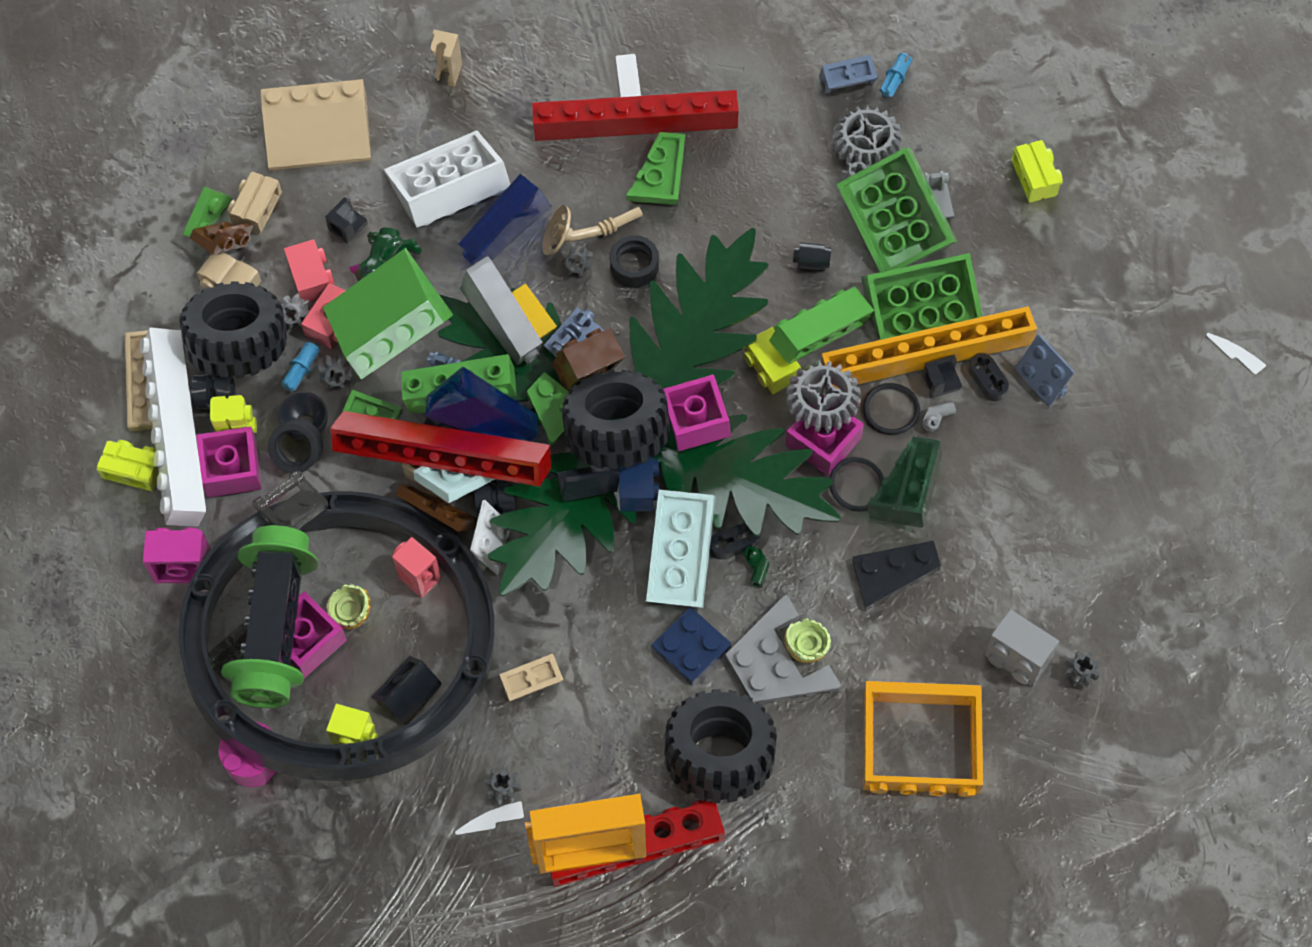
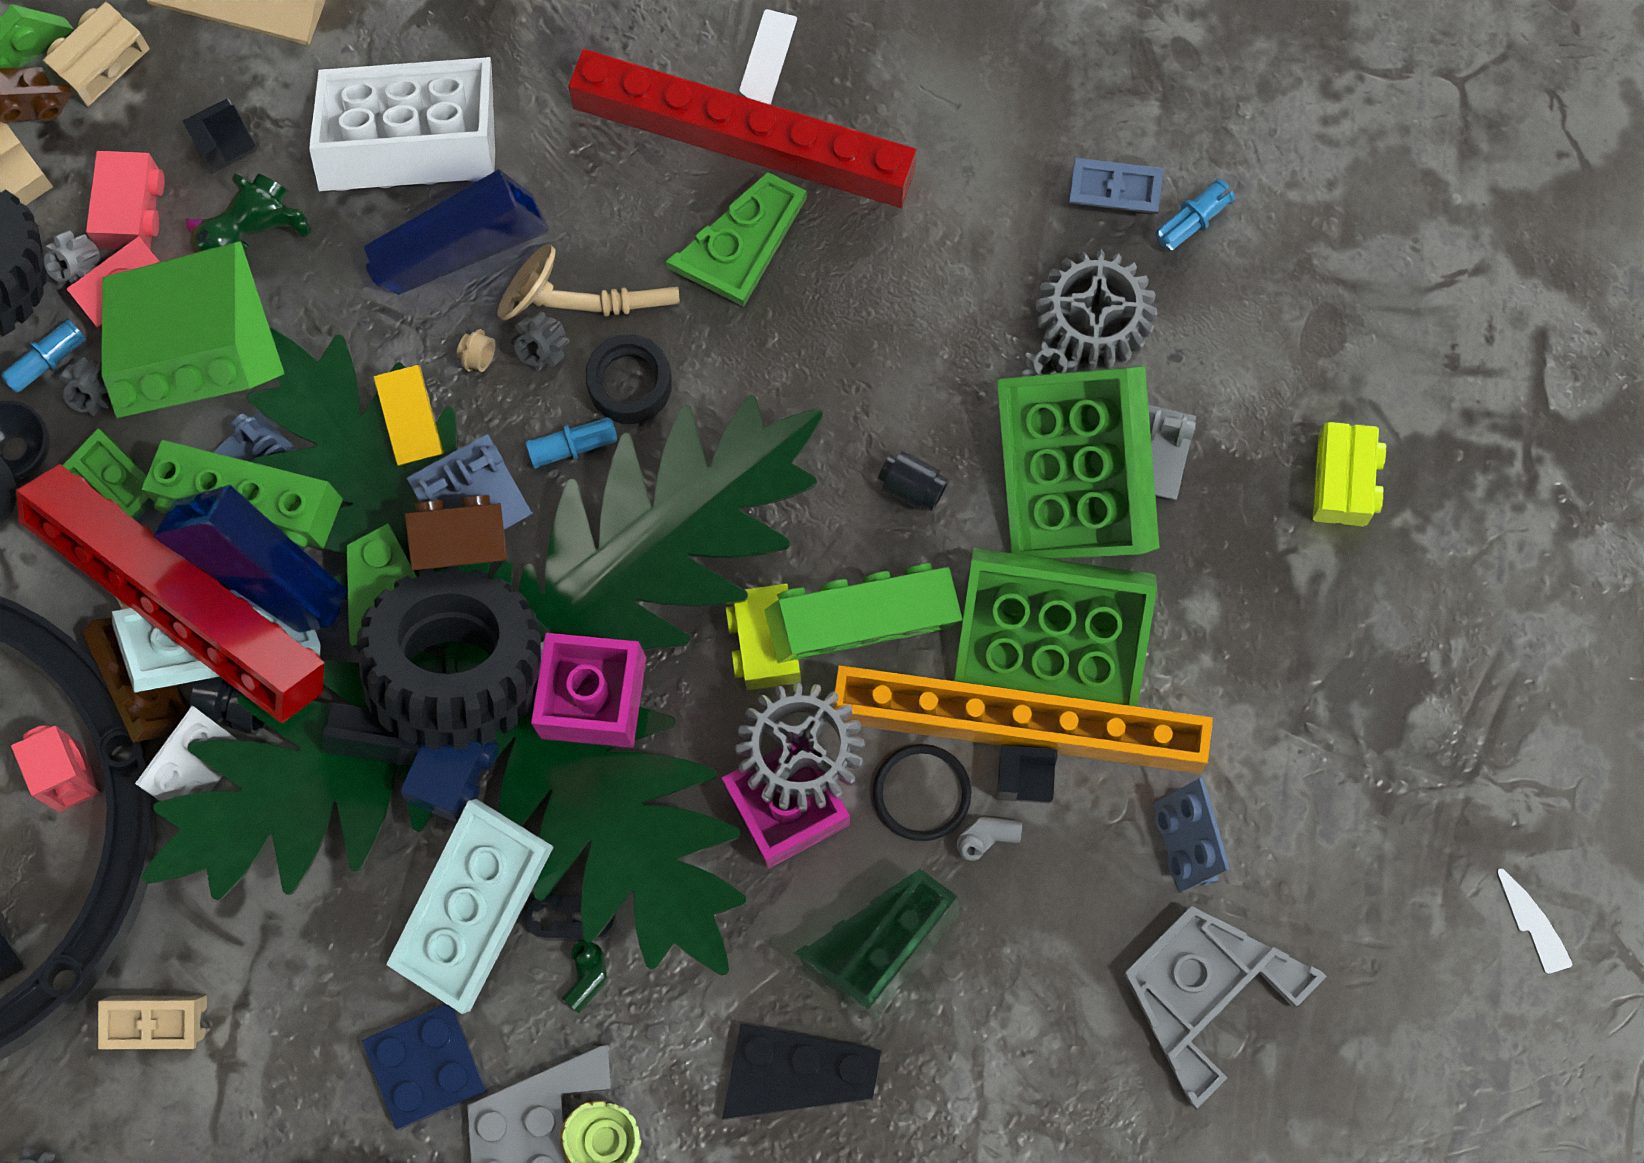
camera: 25 degrees right, 10 degrees up
(500, 311) = (354, 403): light grey slope -> none
(542, 277) = (476, 350): none -> tan plate
(617, 304) = (571, 442): none -> dark azure axle
(833, 473) = (776, 868): black tyre -> none
(985, 380) = (1113, 801): black beam -> none
(1078, 441) = (1194, 976): none -> light grey wing

